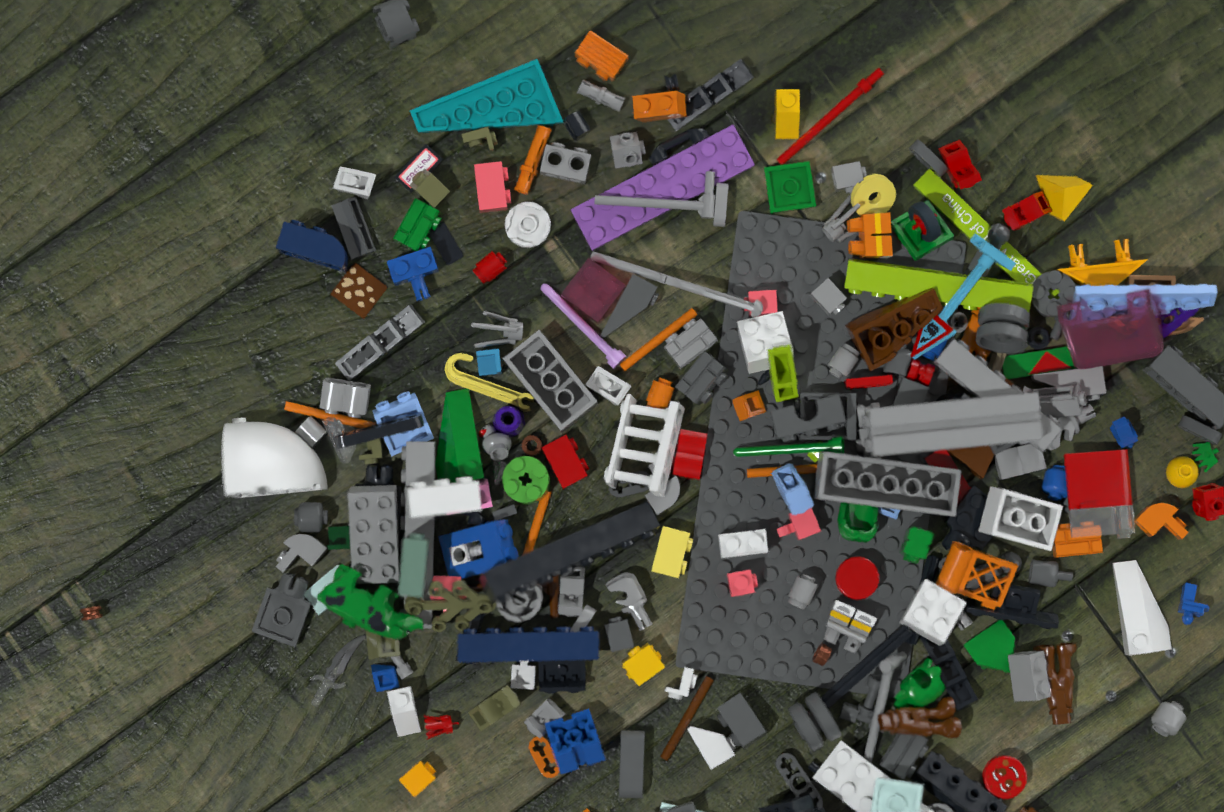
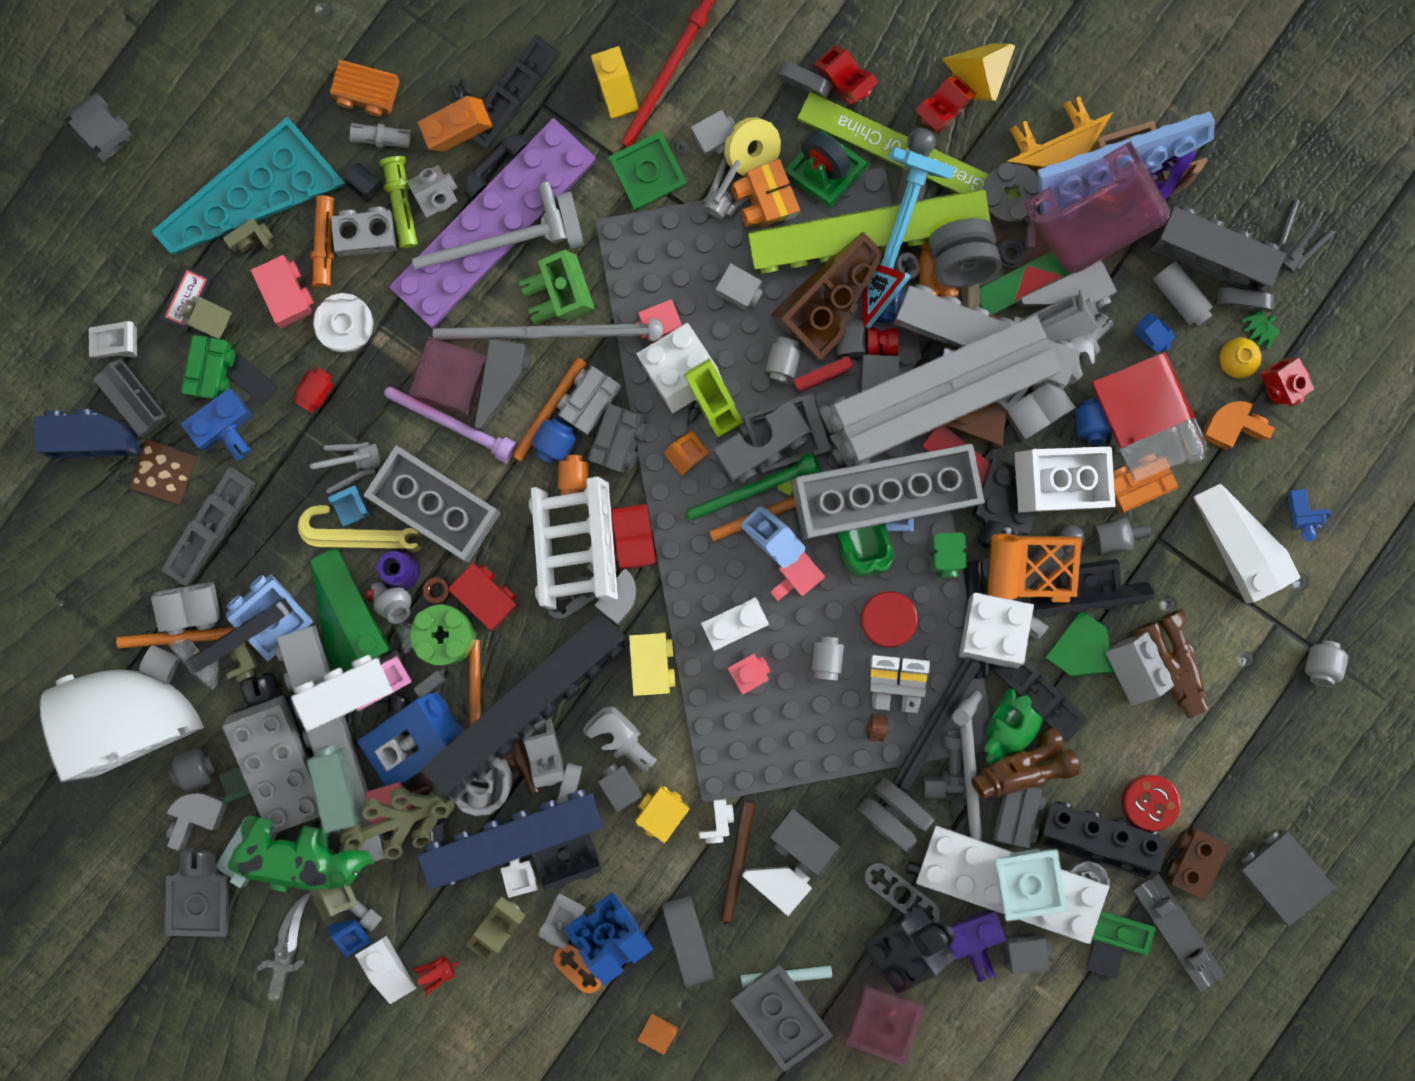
camera: 15 degrees left, 0 degrees up
(418, 777) = (431, 1047): light orange brick -> none
(600, 139) = (397, 187): none -> lime pin
(608, 385) = (505, 486): white slope -> none
(654, 363) = (554, 440): none -> blue head
(701, 253) = (565, 285): none -> bright green brick
(1155, 411) = (1183, 294): none -> light grey brick

